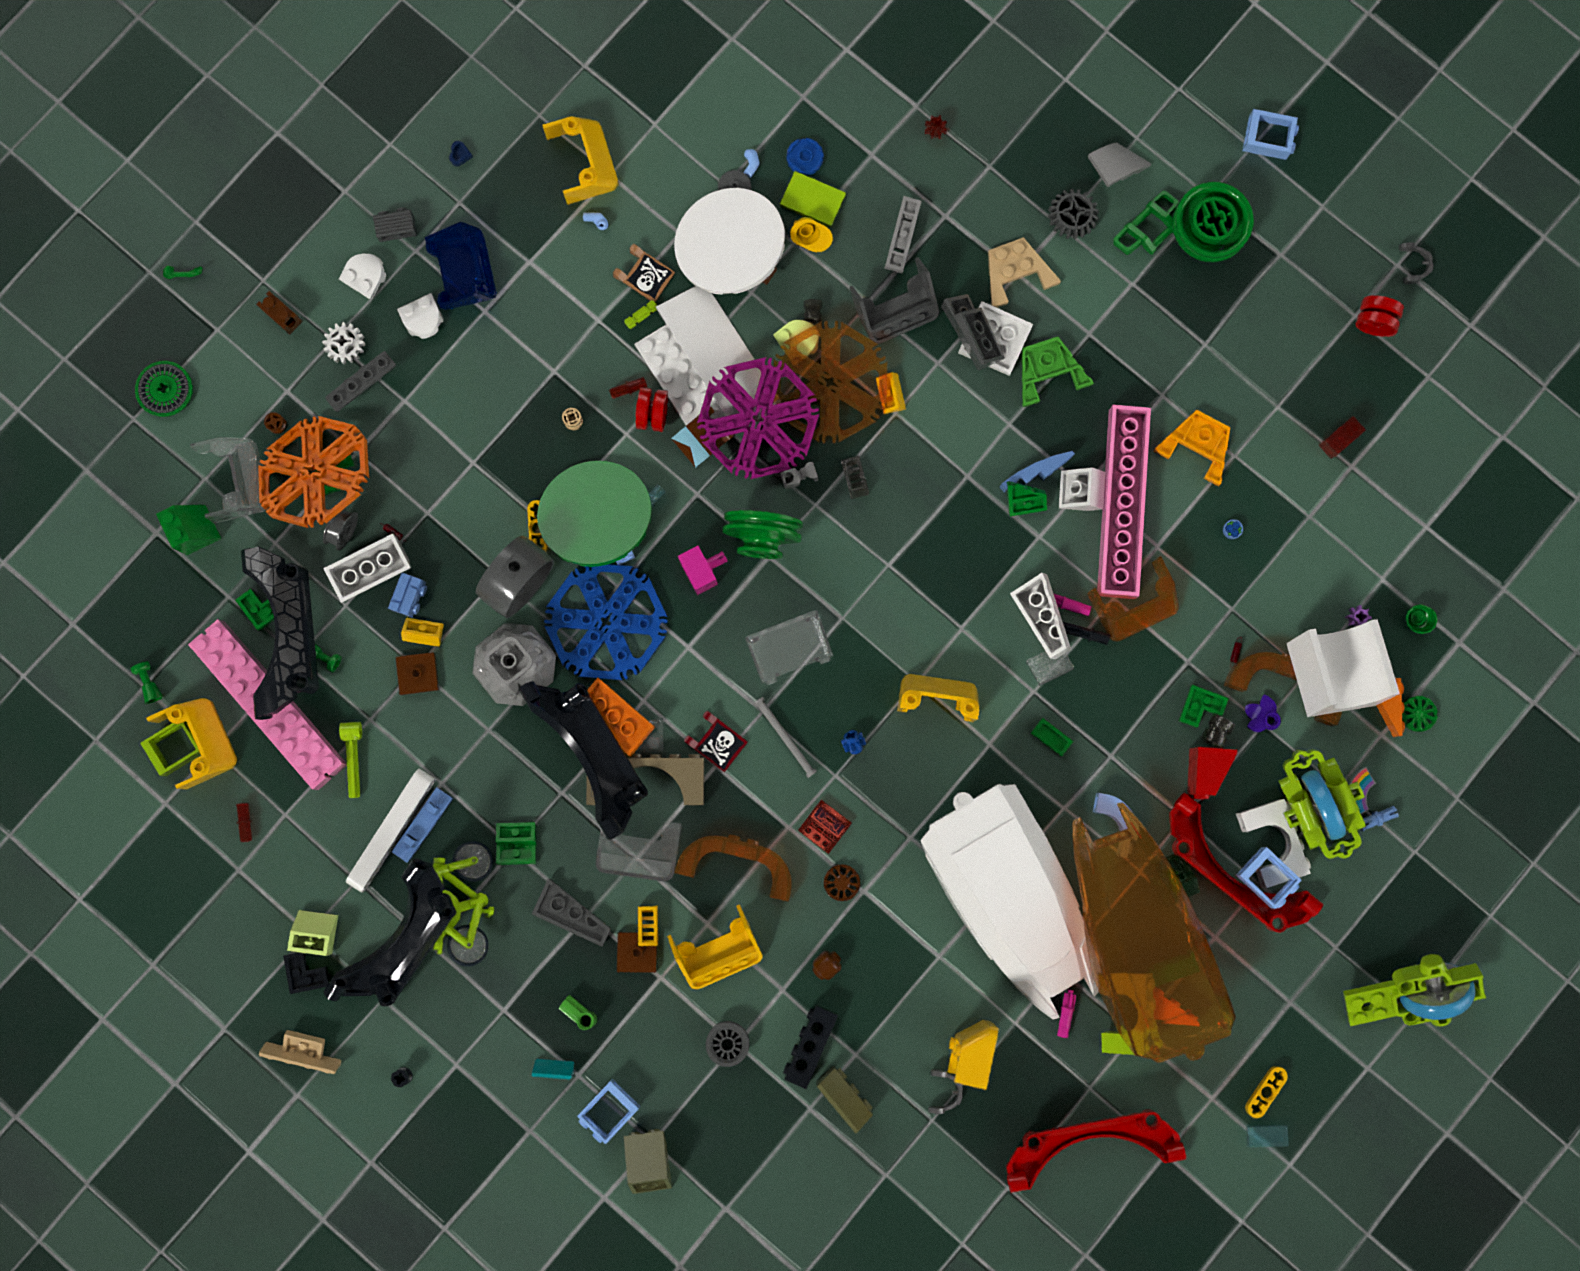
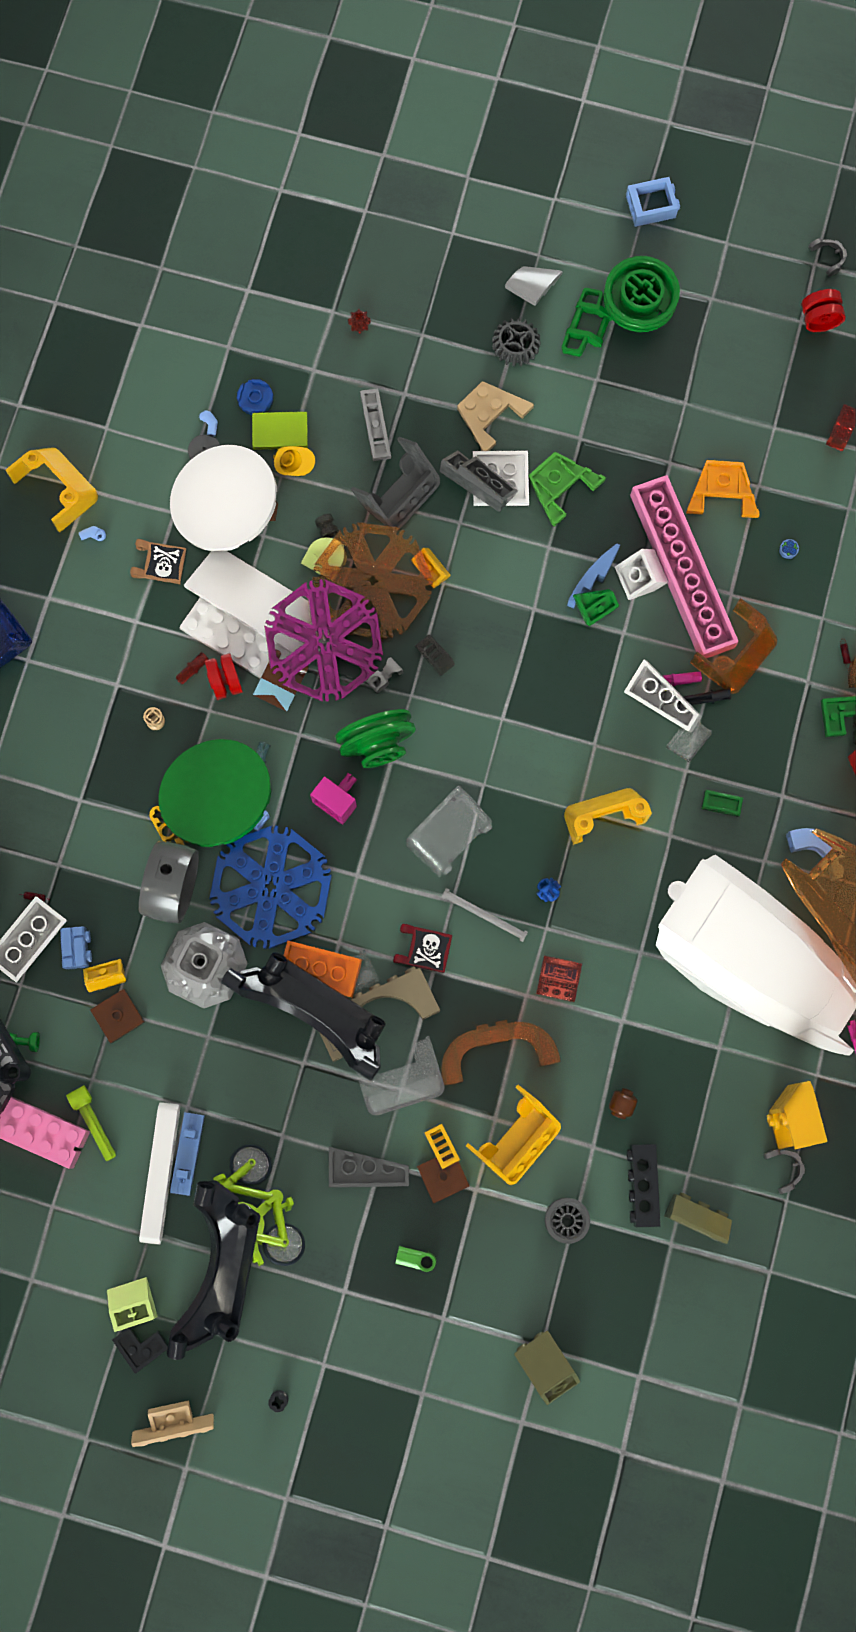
camera: 25 degrees left, 5 degrees down
(244, 822) = (16, 1231): clear red axle -> none
(516, 843) = (283, 1129): green slope -> none
(553, 1069) = (417, 1323): teal slope -> none
(587, 1122) = (489, 1363): light blue window -> none
(640, 314) = (173, 598): lime axle -> none
(842, 882) = (599, 1022): reddish brown wheel -> none

